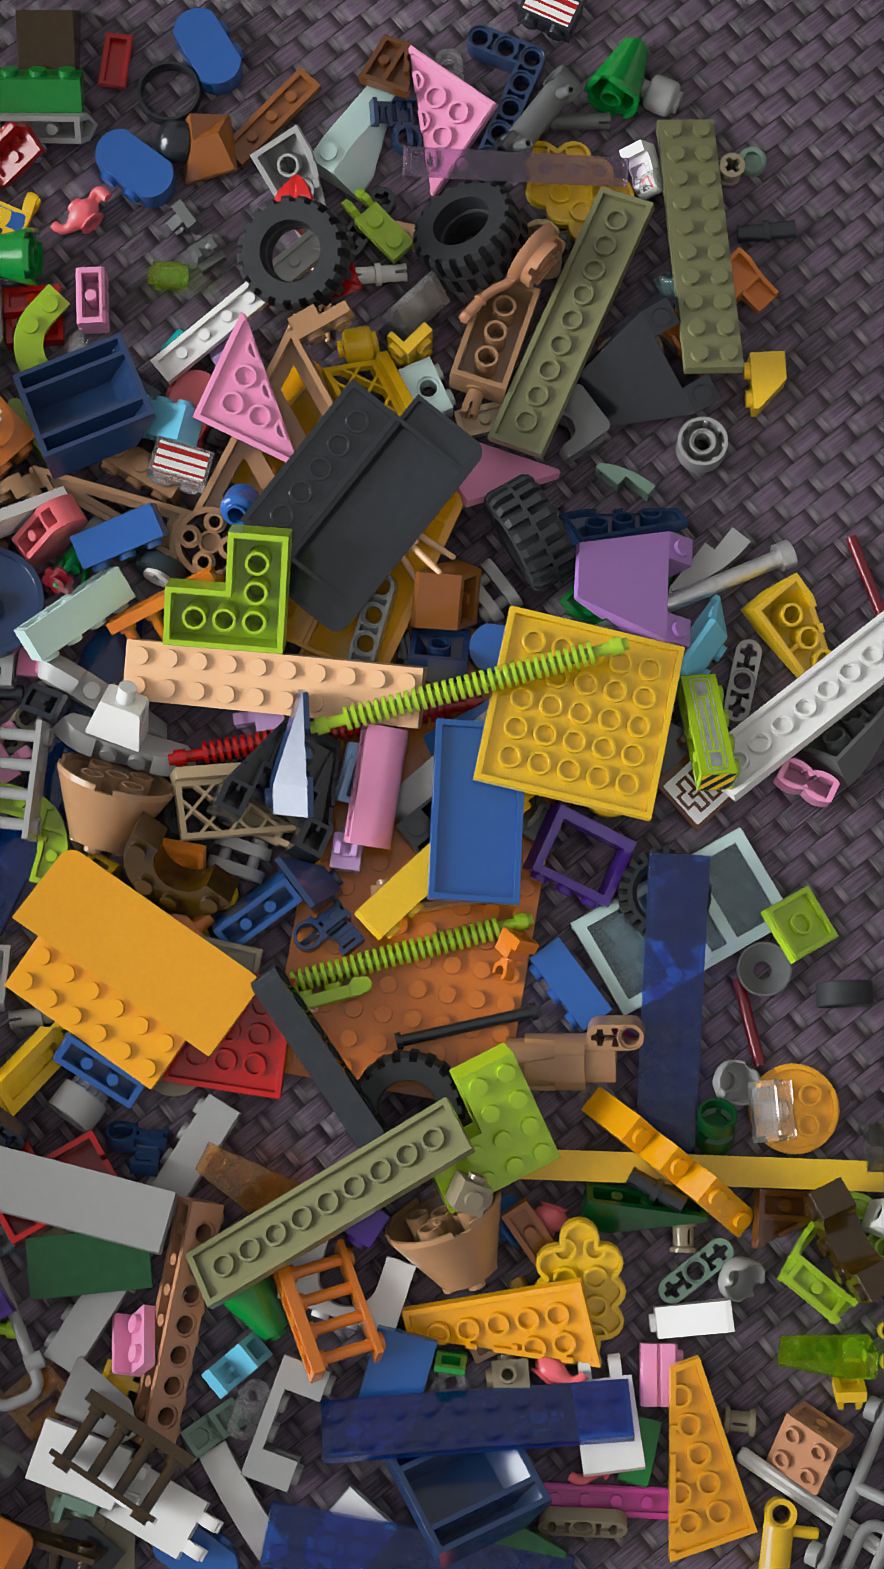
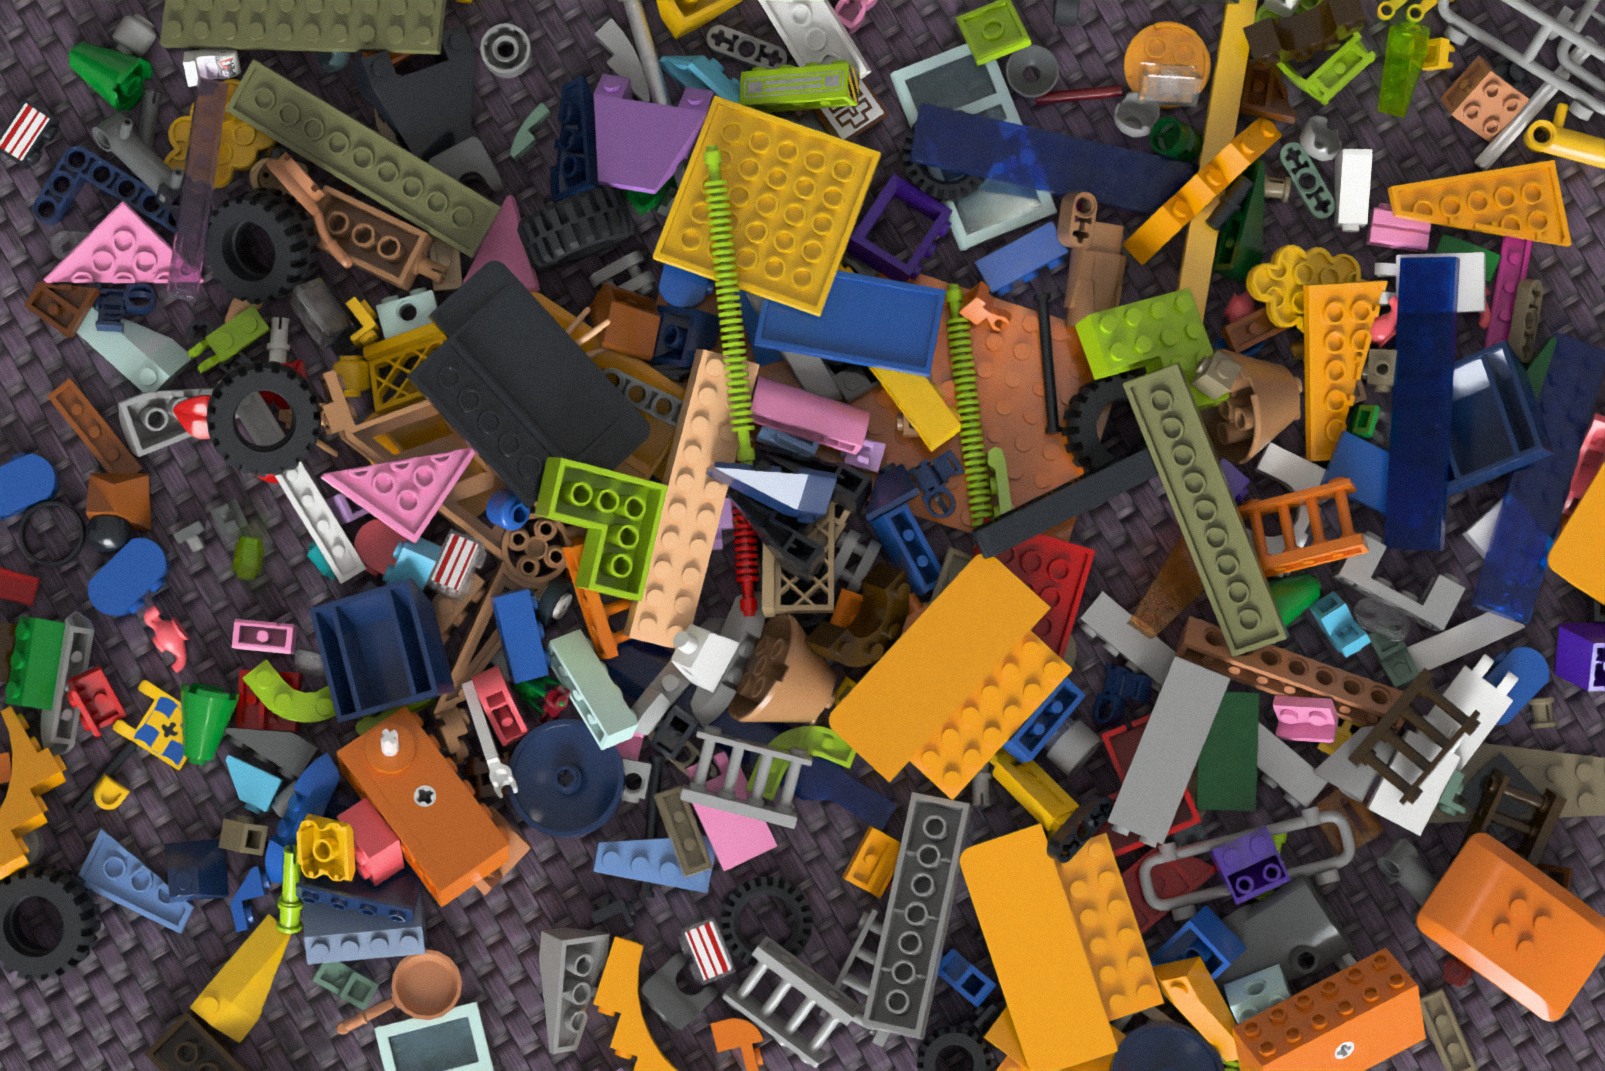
camera: 90 degrees left, 5 degrees up
(739, 1421) = (1451, 160): dark tan bush -> none

